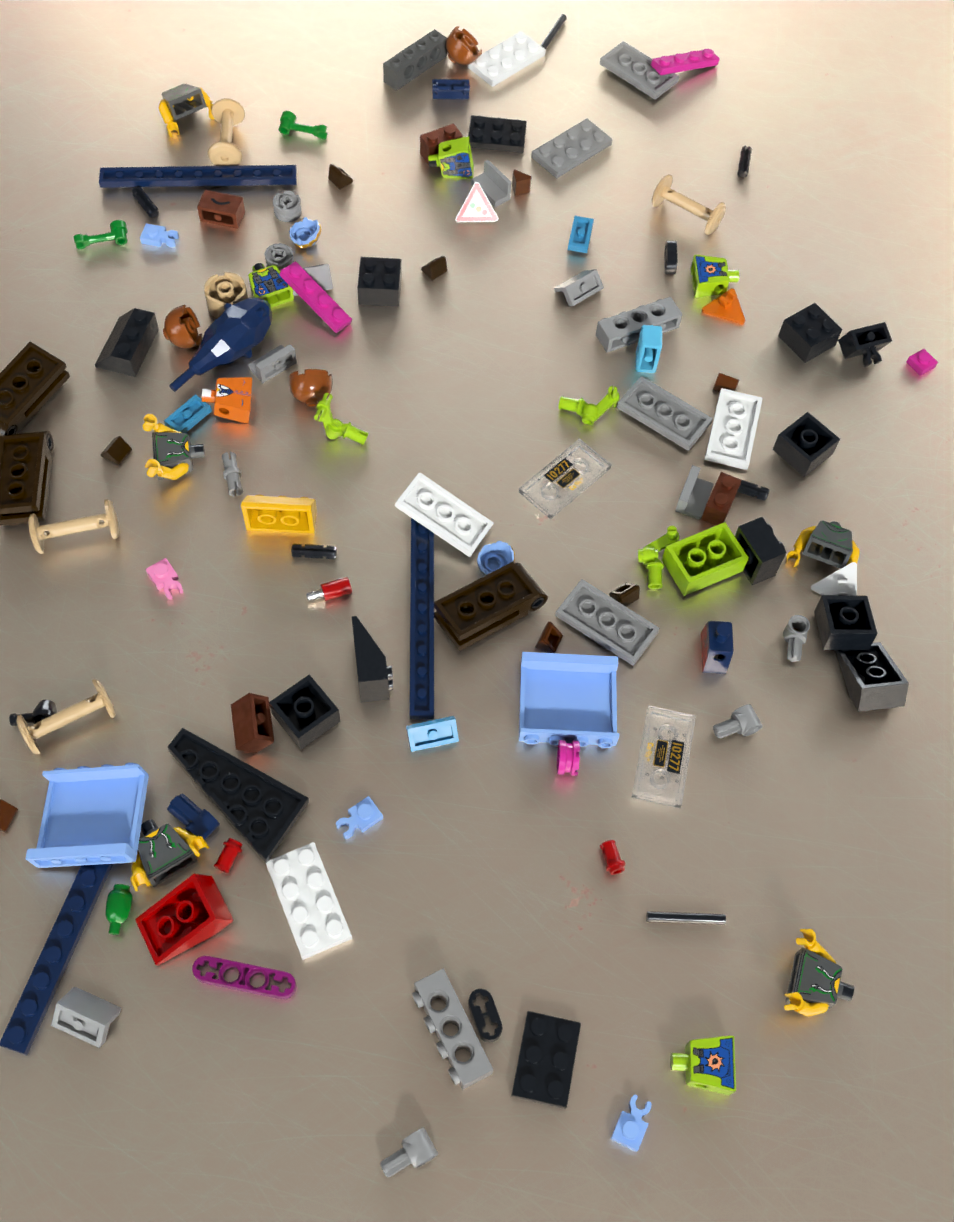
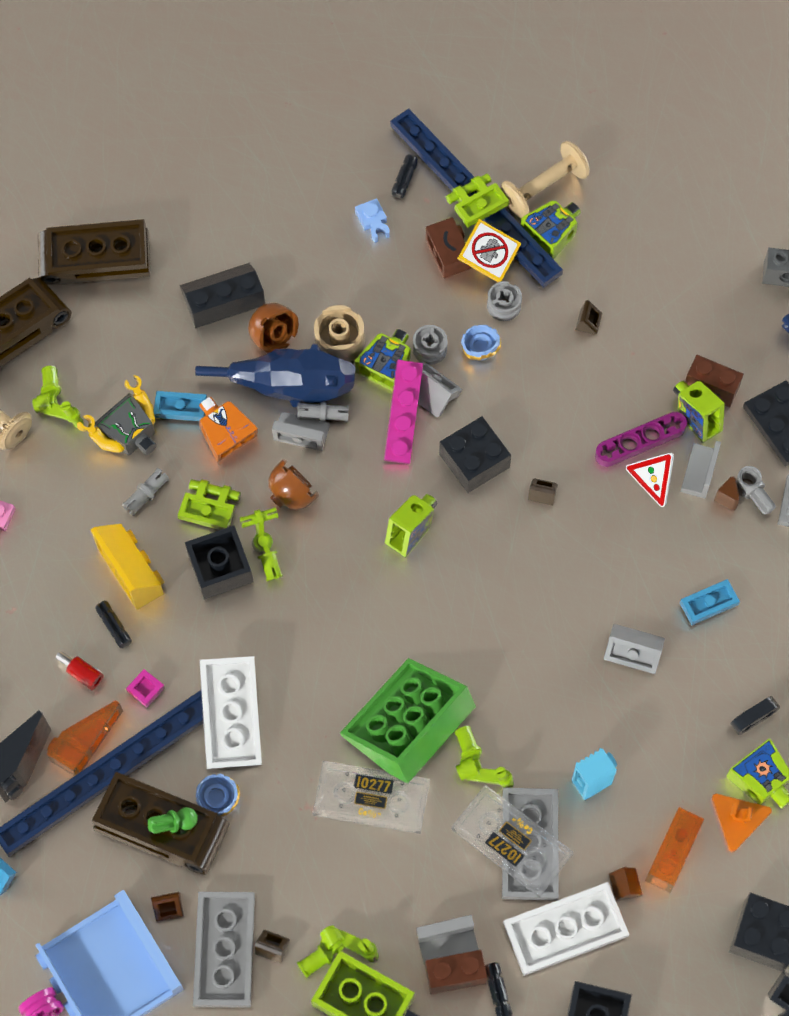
camera: 60 degrees right, 5 degrees up
(106, 490) = (47, 402): none -> lime pin
(116, 450) = (98, 377): dark brown slope -> none
(117, 233) = (344, 185): green brick -> none
(181, 102) = (551, 110): dark grey torso -> none
(211, 171) = (480, 205): none -> lime plate
(247, 187) = (489, 251): none -> piece
(260, 150) = (552, 226): none -> torso
(271, 341) = (322, 412): none -> light grey pin
(280, 447) = (208, 511): none -> lime plate
(288, 123) = (617, 221): green brick -> none
(328, 457) = (219, 562): none -> black brick
(380, 558) = (145, 688): none -> dark pink plate
(388, 625) = (80, 741): none -> clear orange slope
(398, 332) = (410, 523): none -> lime torso
(442, 201) = (639, 436): none -> magenta beam
(501, 585) = (185, 819): none -> bright green axle
(523, 165) = (756, 490): none -> light grey axle
(531, 422) = (409, 719): none -> bright green slope
(626, 327) = (636, 755): light grey brick -> none
(658, 416) = (512, 841): none -> clear tile
(727, 347) = (674, 850): none -> clear orange slope

